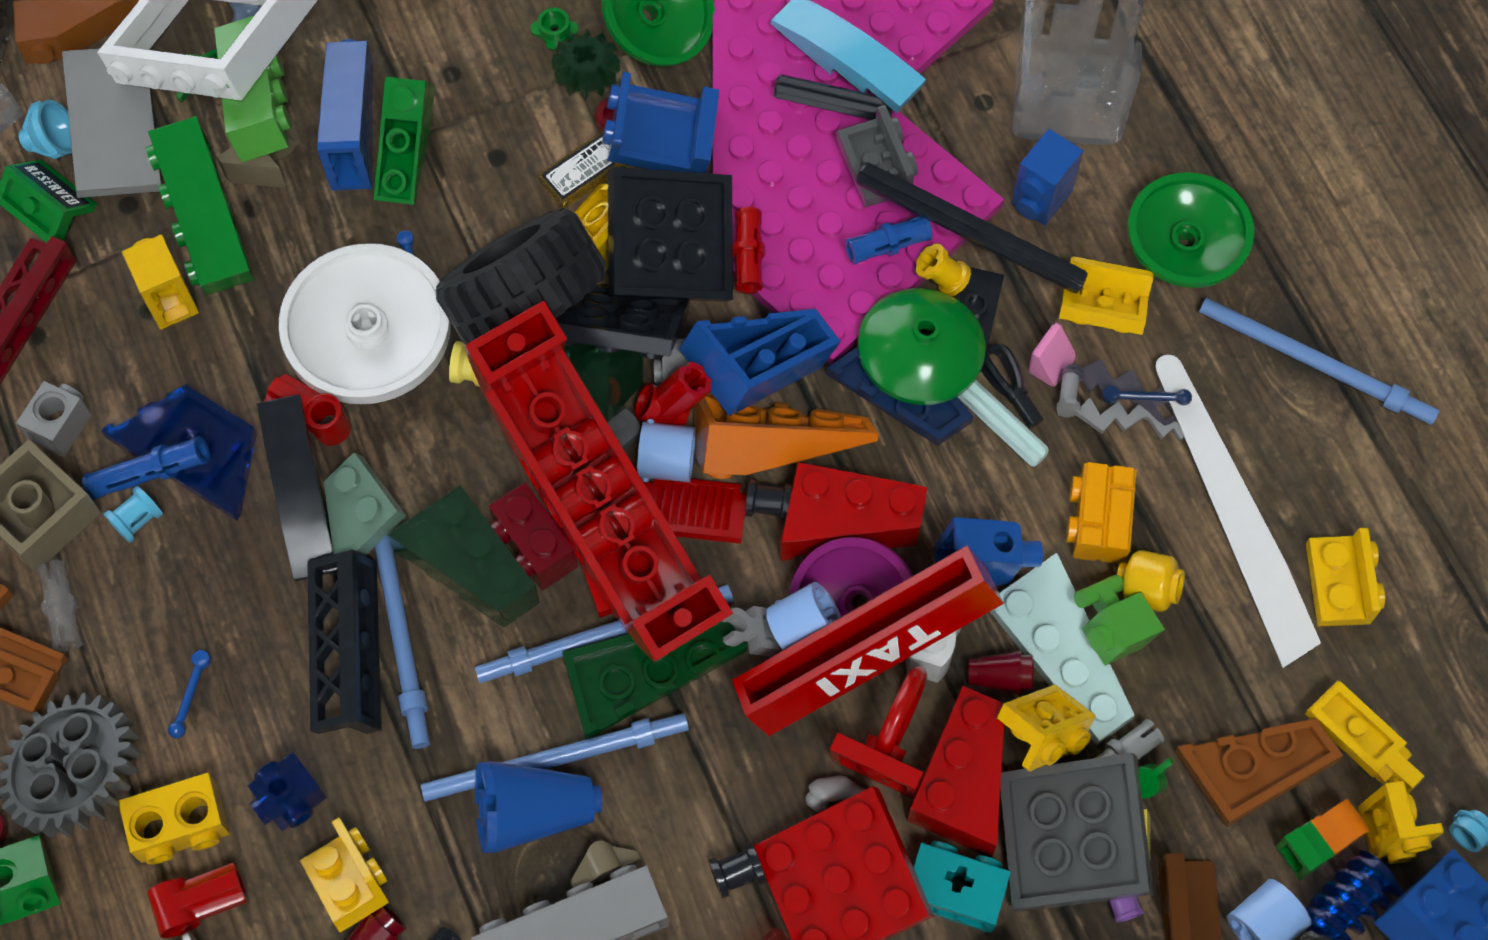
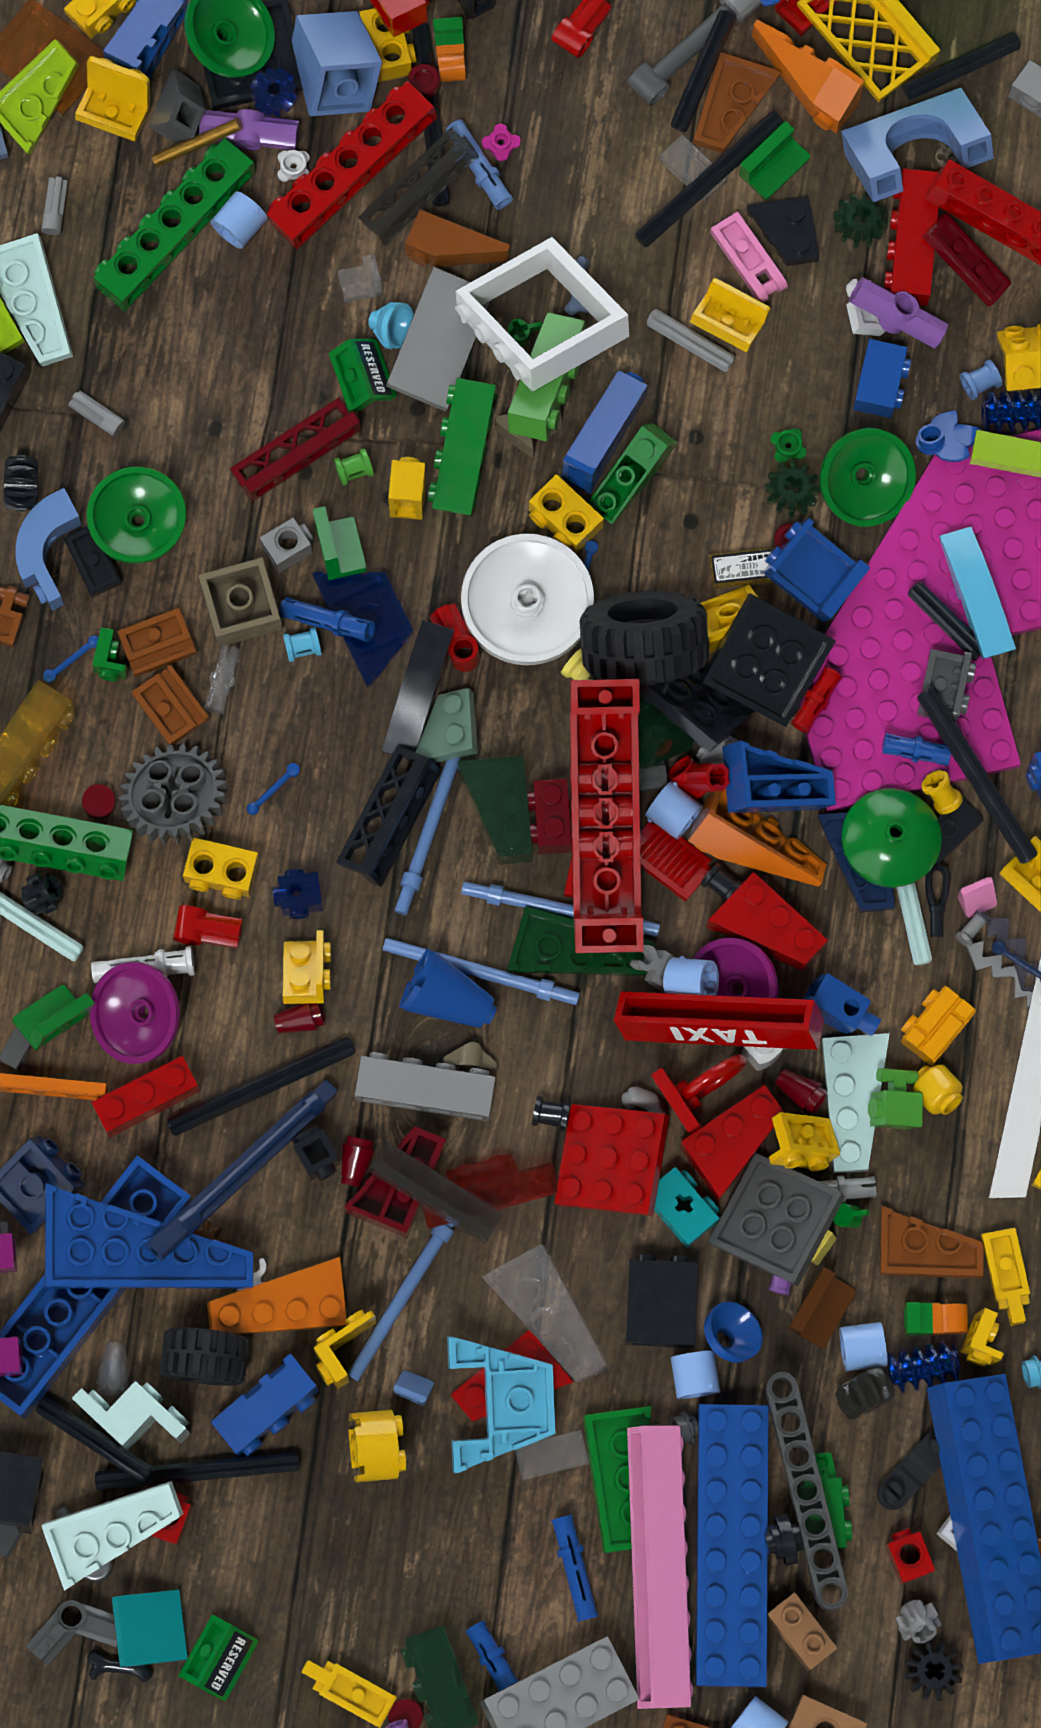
camera: 30 degrees right, 10 degrees up
(87, 297) = (353, 467): none -> bright green bush
(115, 385) = (339, 545): none -> green panel
(359, 209) = (572, 509): none -> yellow brick

